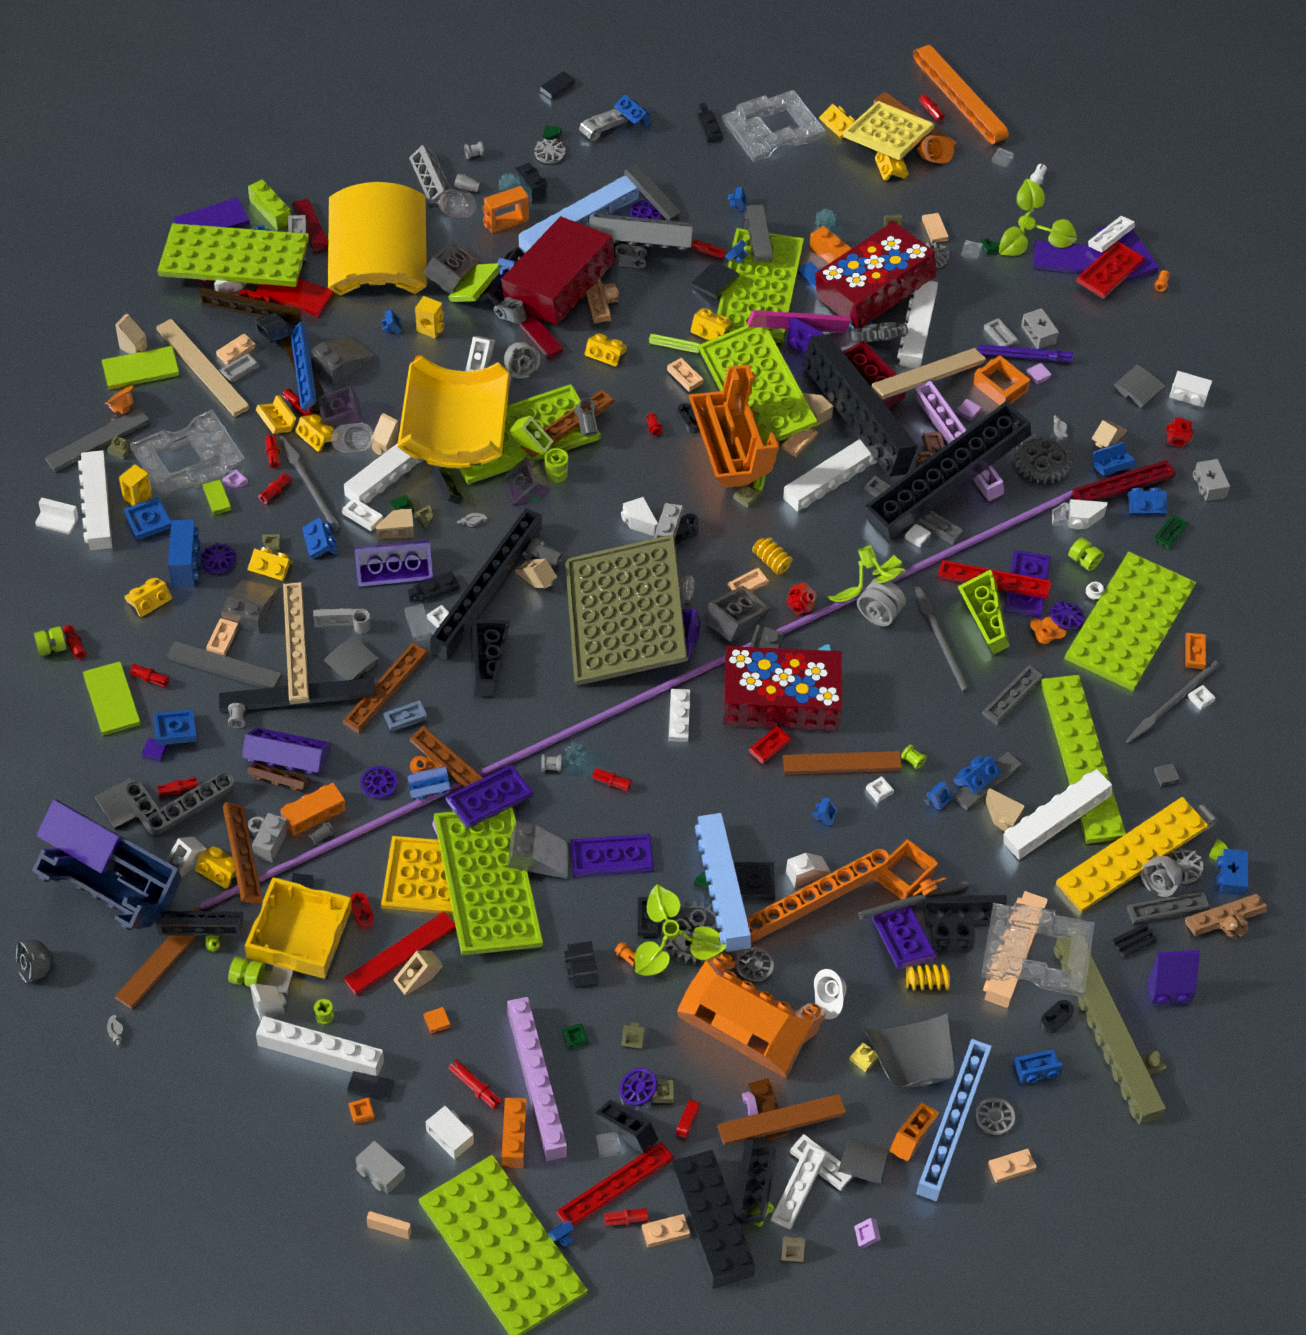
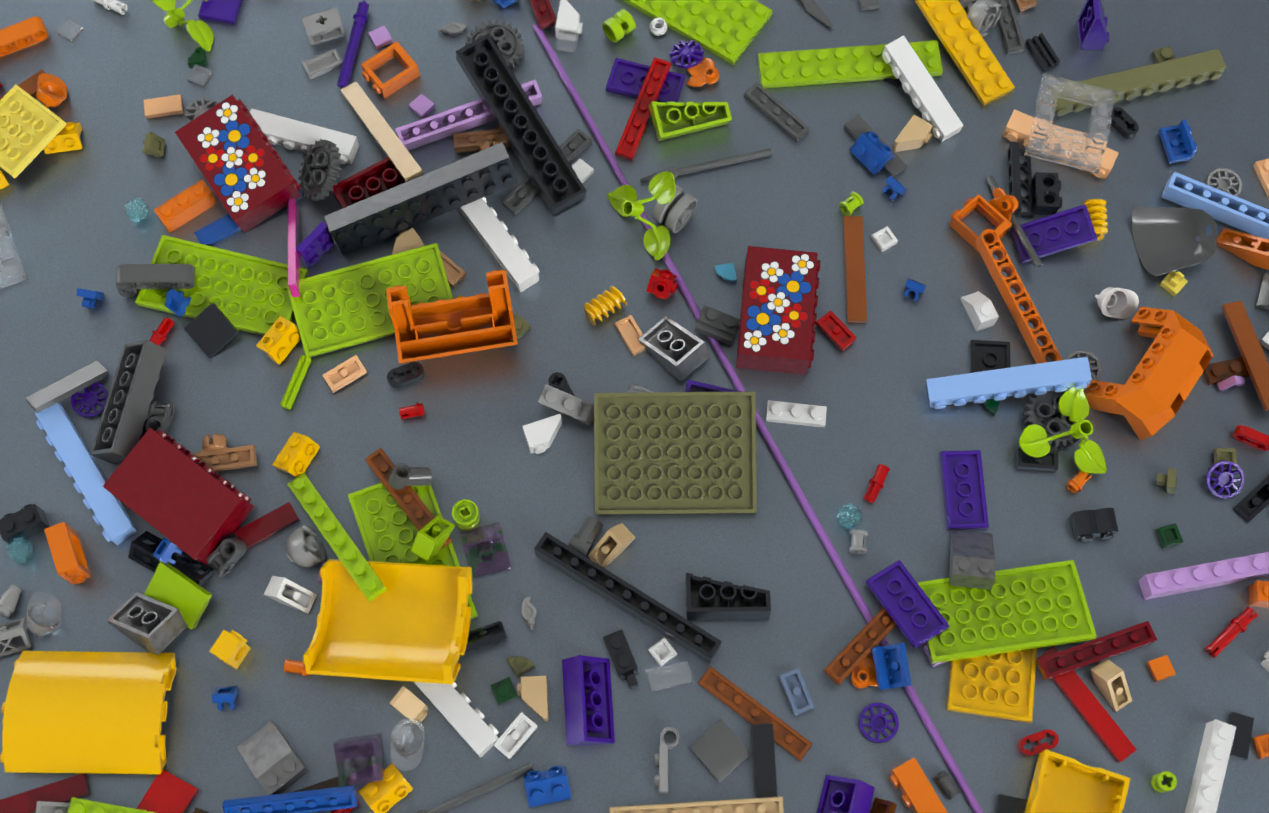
camera: 85 degrees left, 15 degrees up
(451, 958) = (1096, 650): none -> dark red plate
(529, 374) = (337, 537): none -> lime plate

